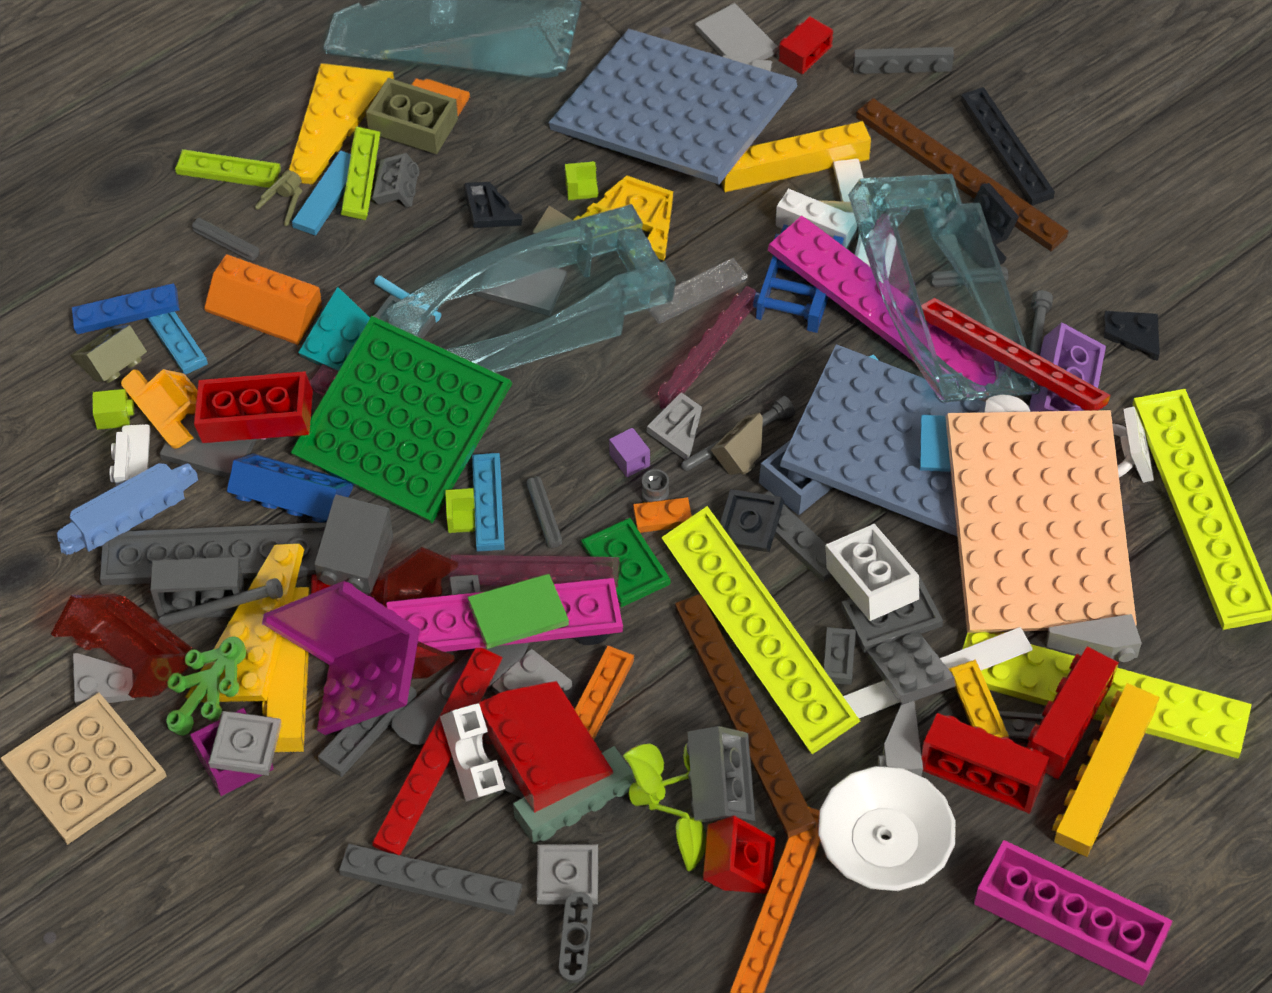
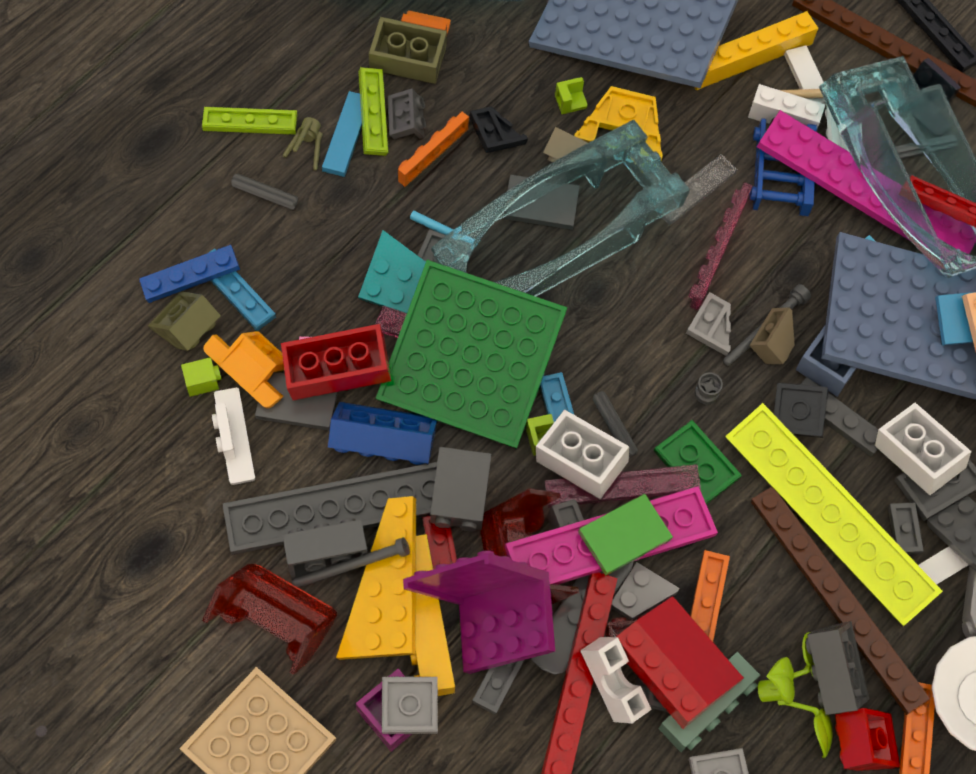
camera: 15 degrees left, 10 degrees up
(101, 677) = (253, 650): light grey wing -> none
(125, 507) = (239, 477): medium blue hinge -> none
(227, 657) = (358, 645): bright green plant -> none
(263, 299) = (313, 248): orange slope -> none
(333, 112) = (334, 50): yellow wing -> none
(416, 217) = (433, 149): none -> orange plate
(493, 528) = (582, 454): none -> white brick
(629, 452) = (677, 356): medium lavender panel -> none
(661, 514) = (719, 412): orange plate -> none

